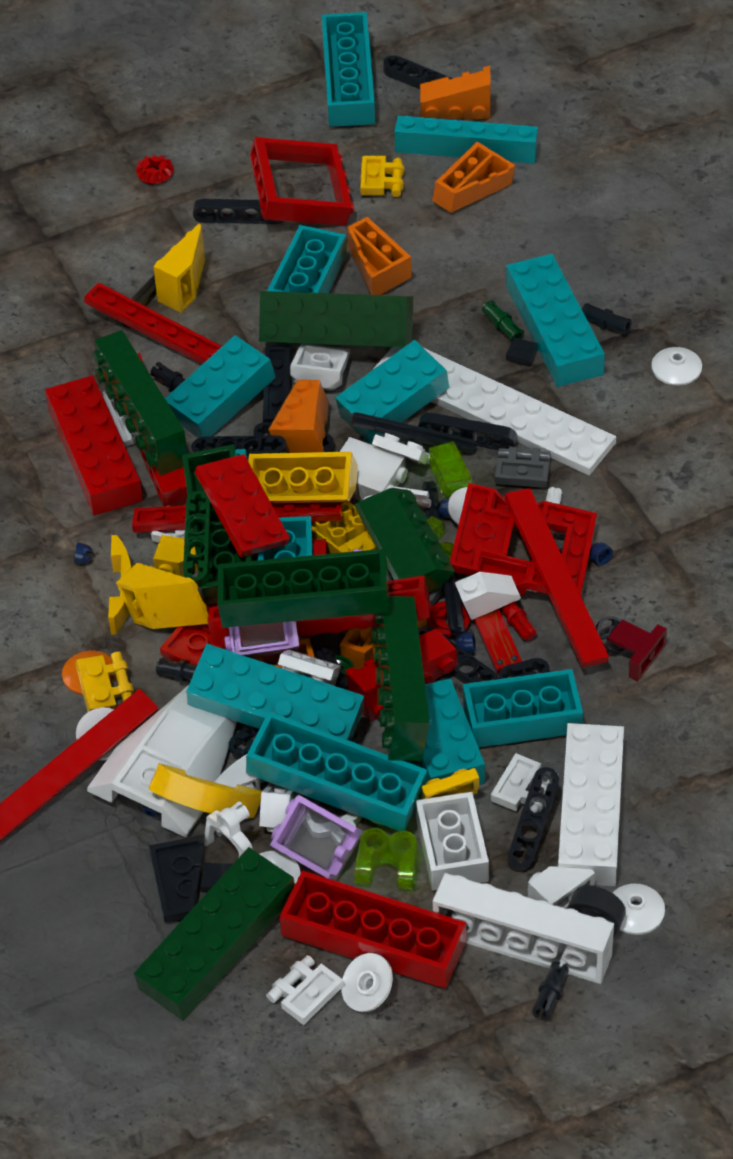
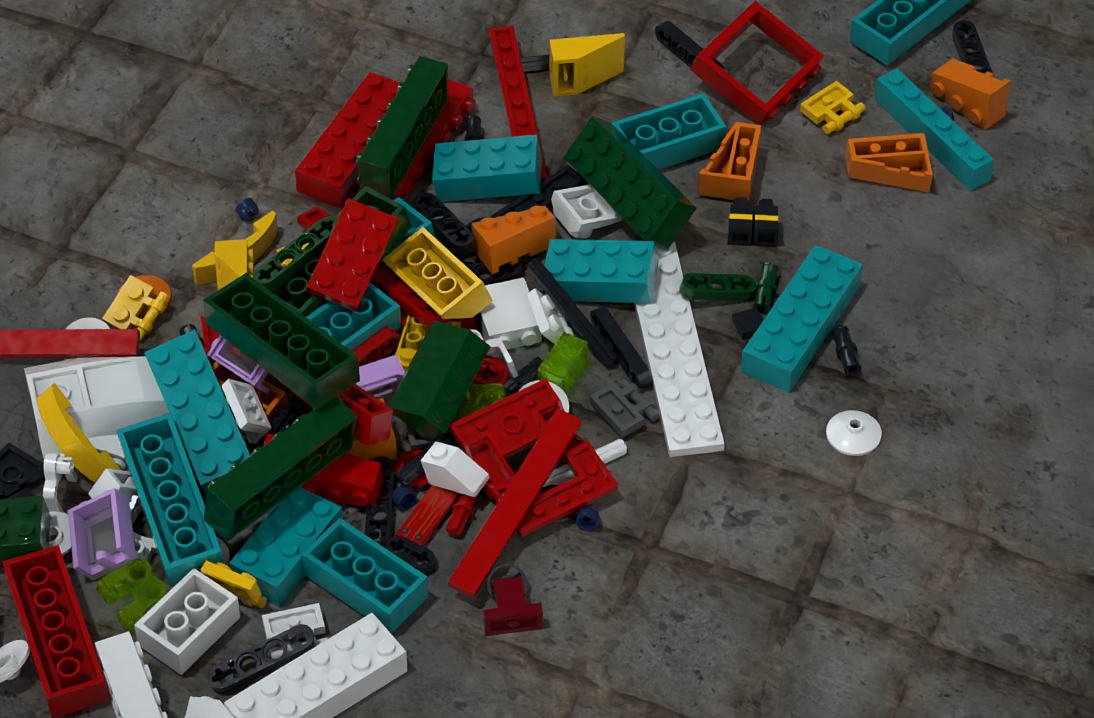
camera: 45 degrees right, 0 degrees up
(439, 286) = (762, 216): none -> black hips
(485, 334) = (699, 287): none -> dark green beam

